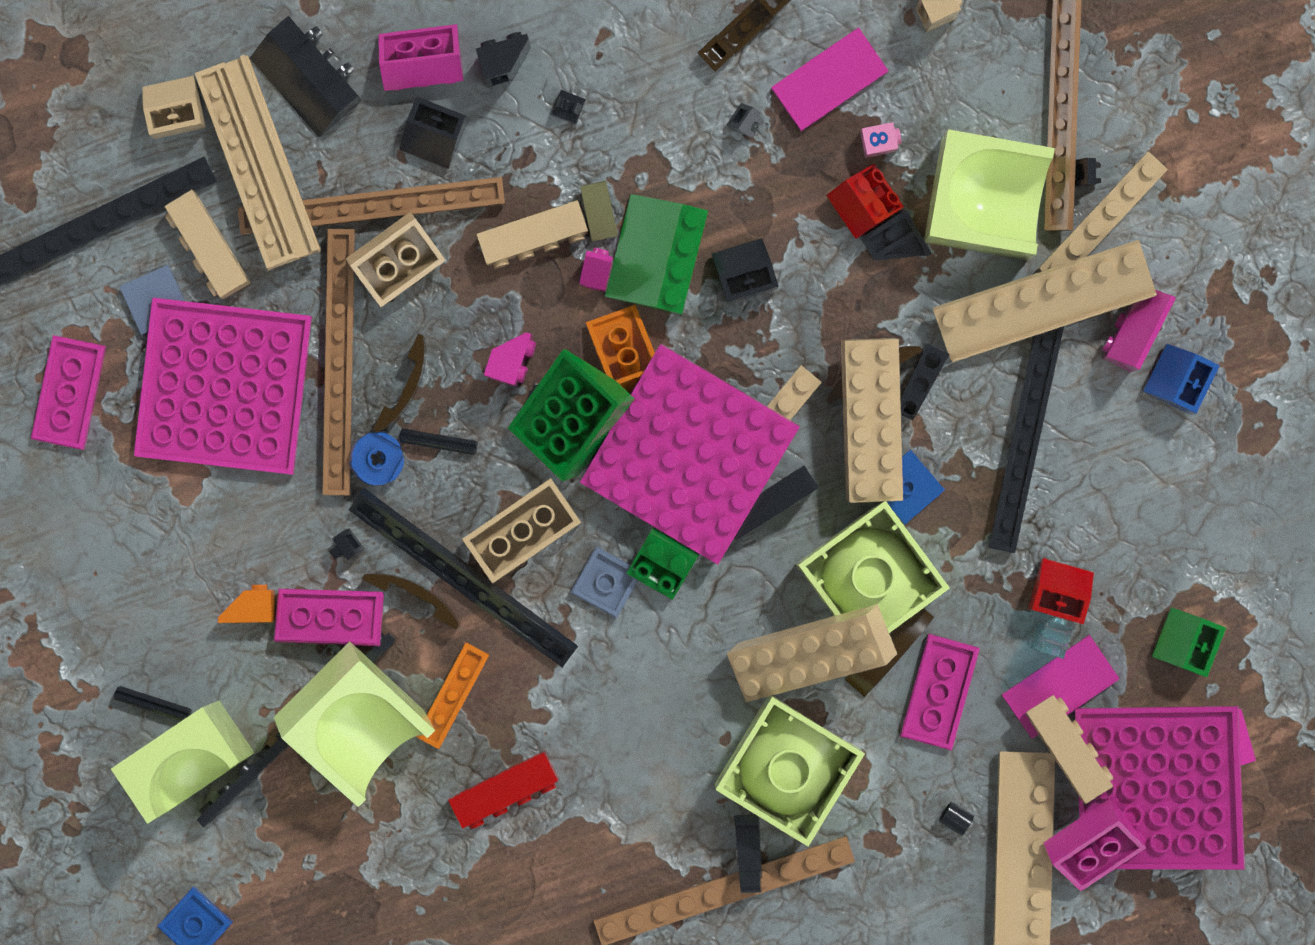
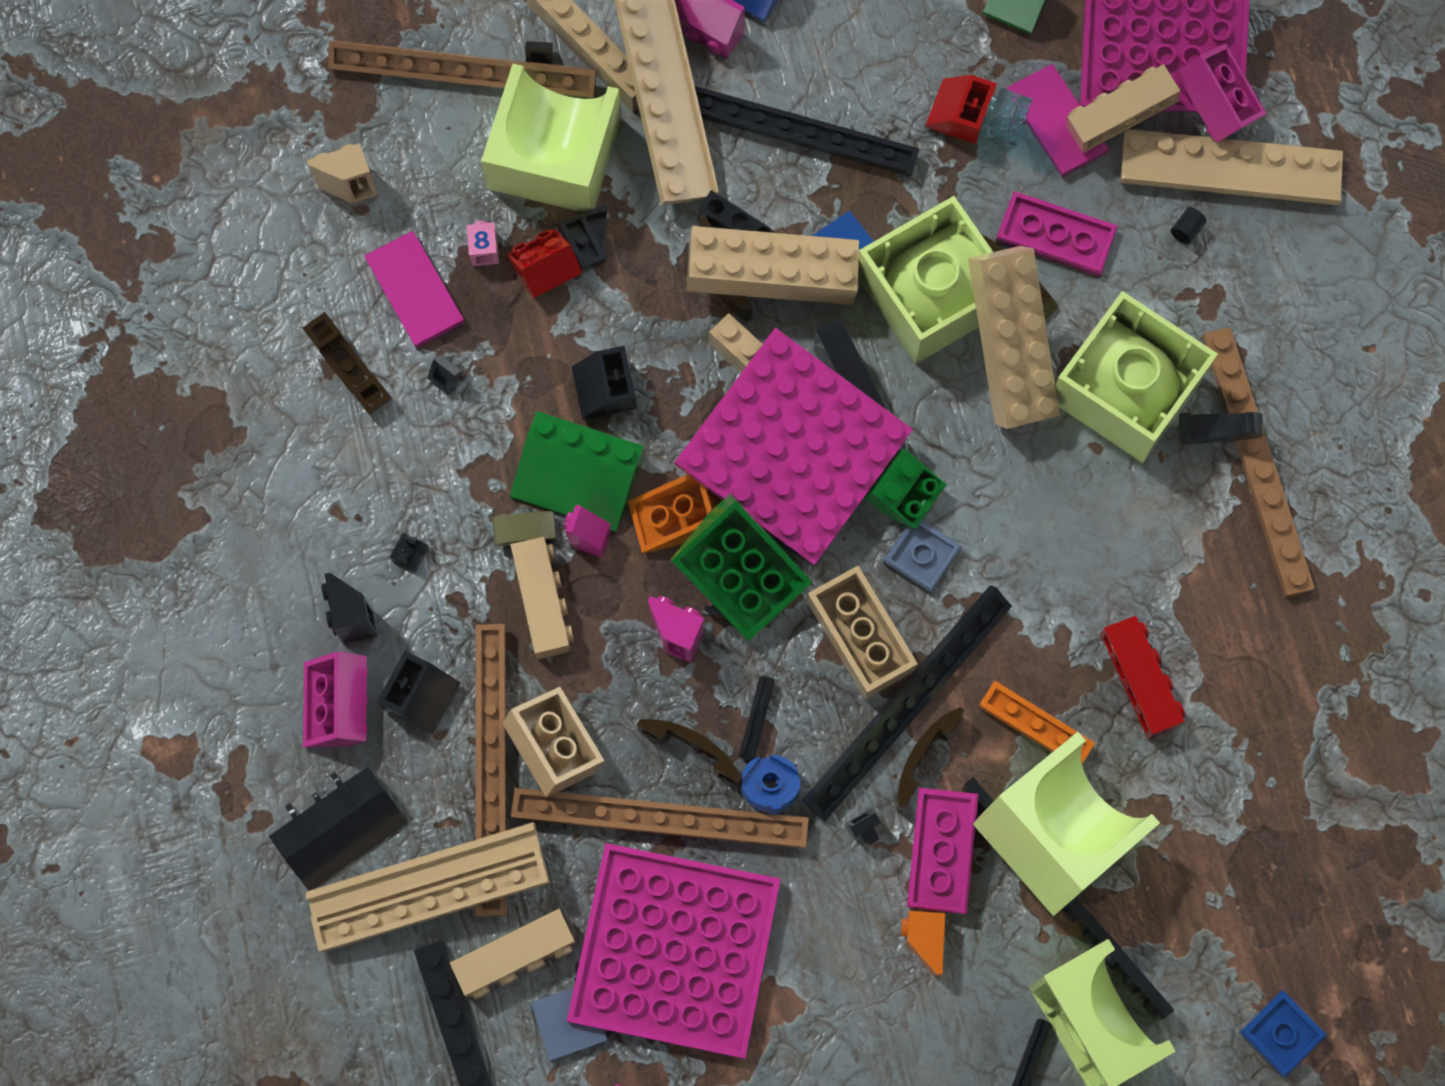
camera: 85 degrees left, 15 degrees down
(173, 107) = (354, 979): tan slope -> none

